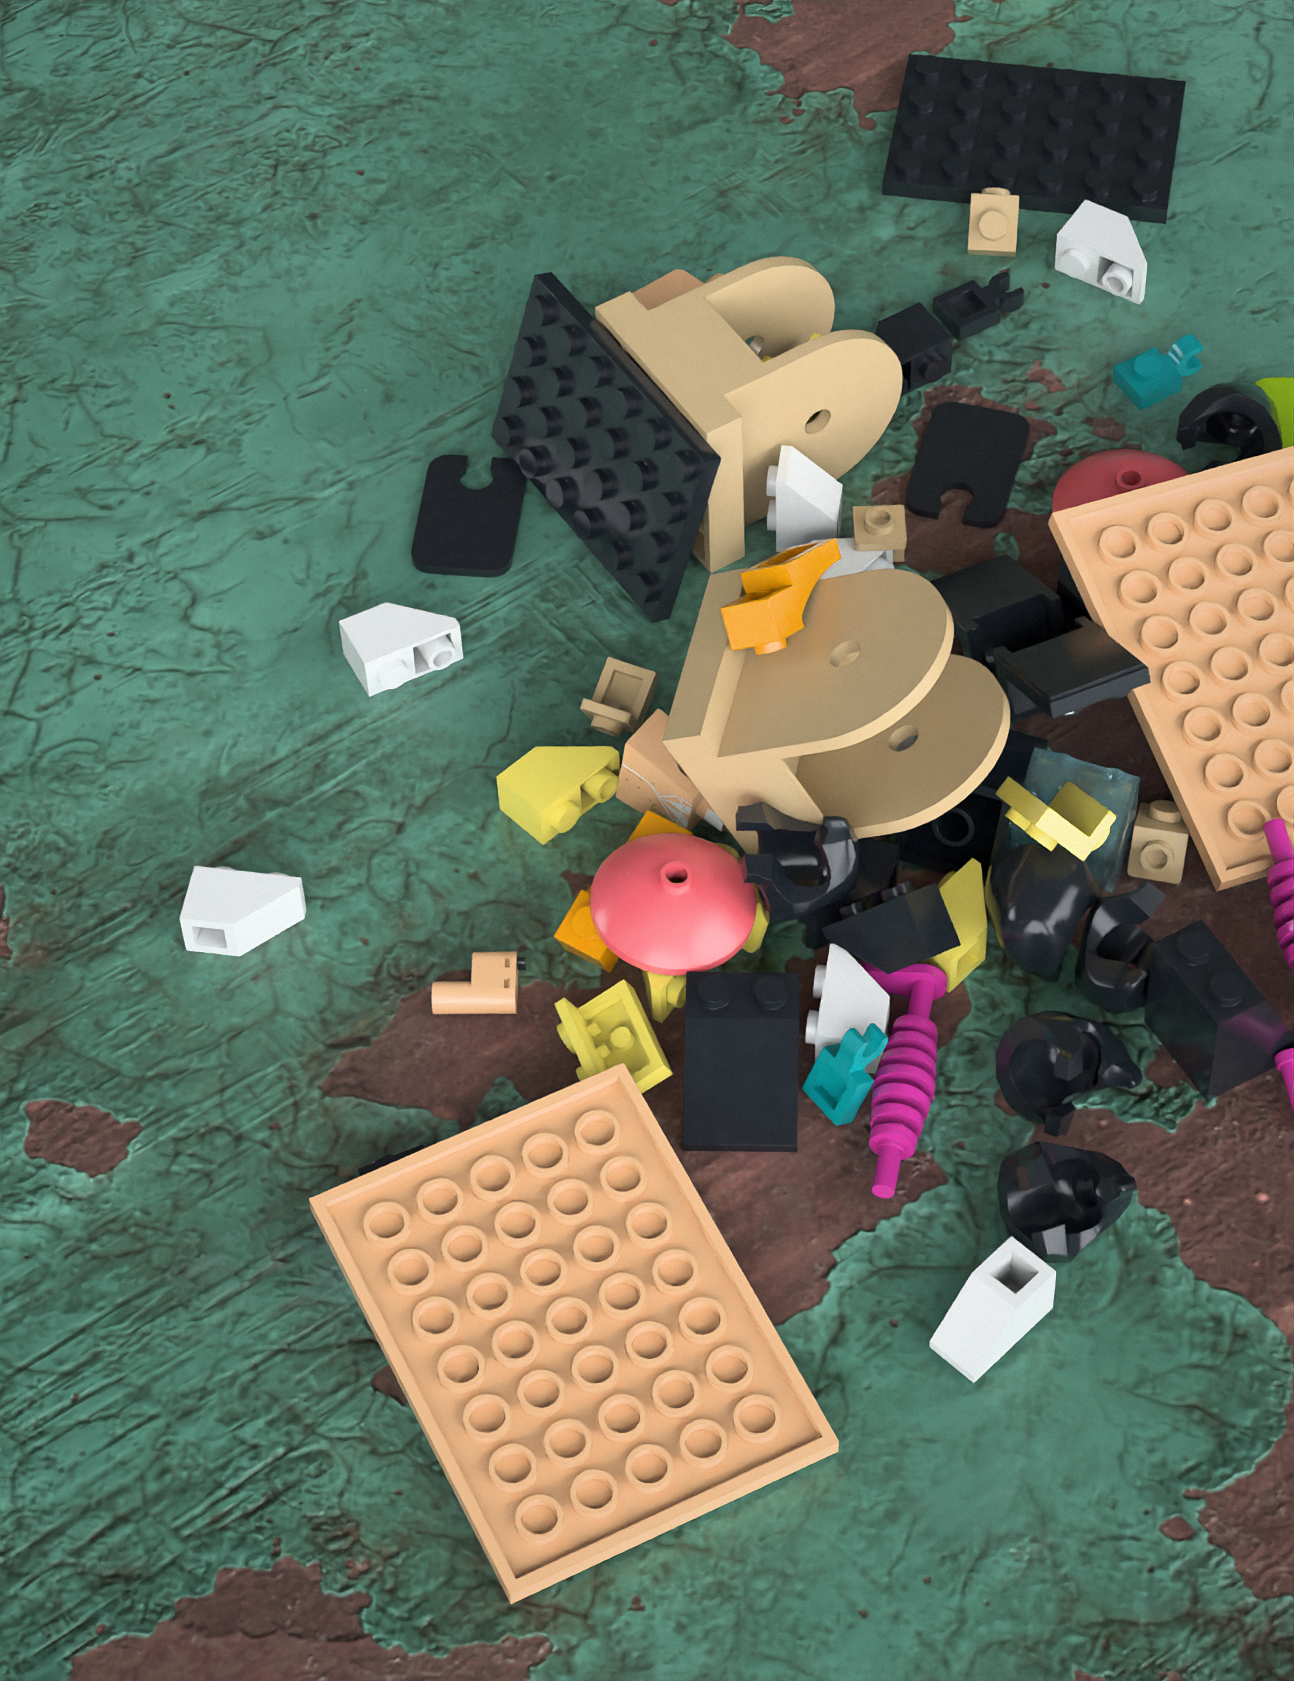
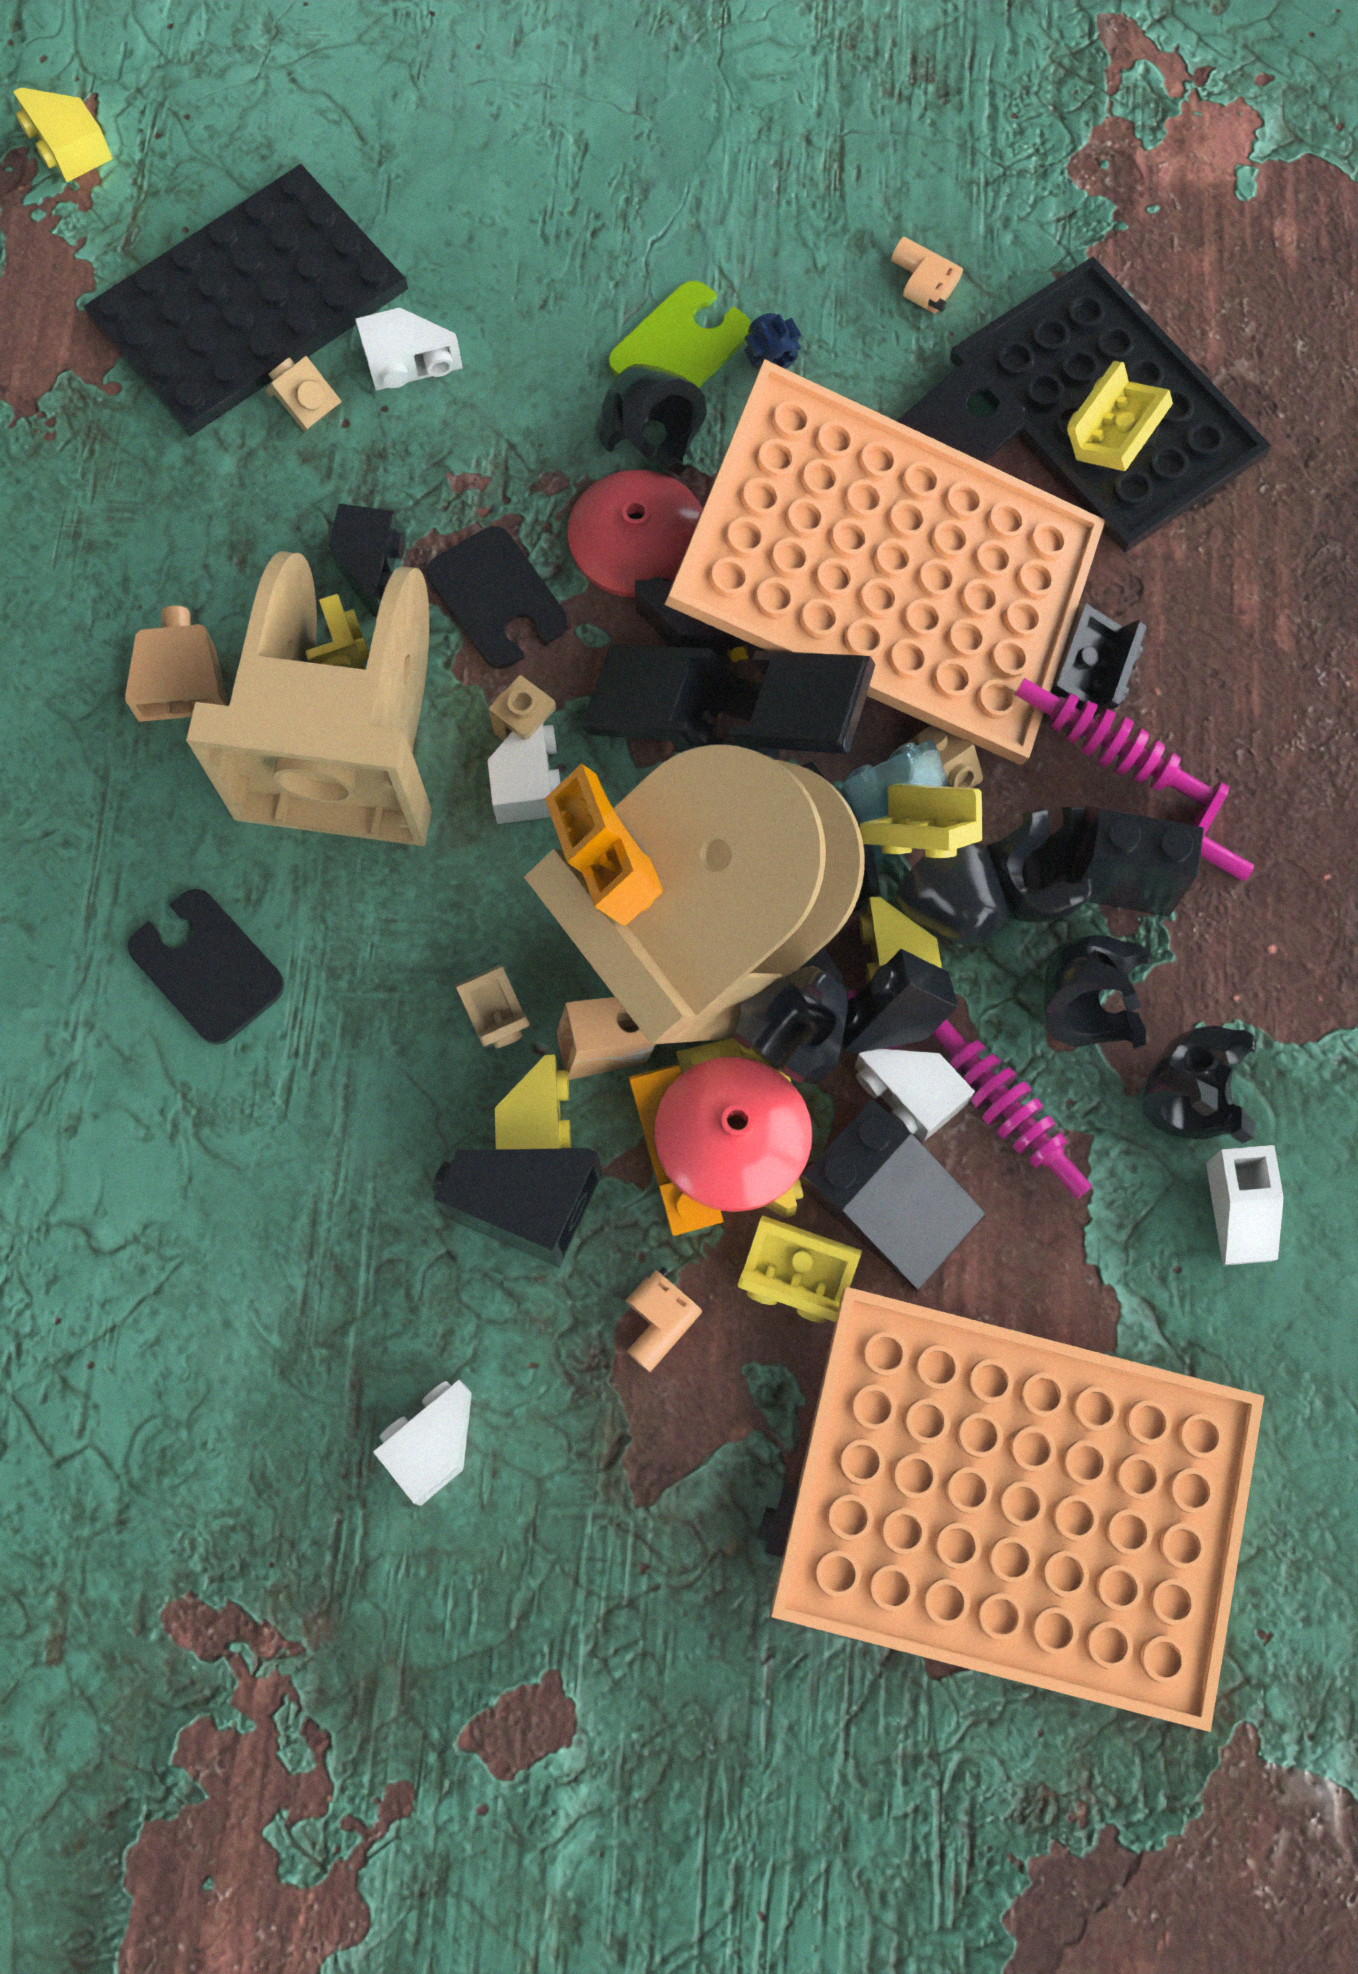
camera: 50 degrees left, 20 degrees up
(398, 644) = (288, 1122): white slope -> none
(487, 815) = (520, 1195): none -> black slope
(604, 447) = (277, 830): black plate -> none
(805, 503) = (446, 738): white slope -> none
(838, 1076) = (971, 1141): teal plate -> none
(975, 309) = (366, 473): black plate -> none
(1156, 376) = (540, 415): teal plate -> none

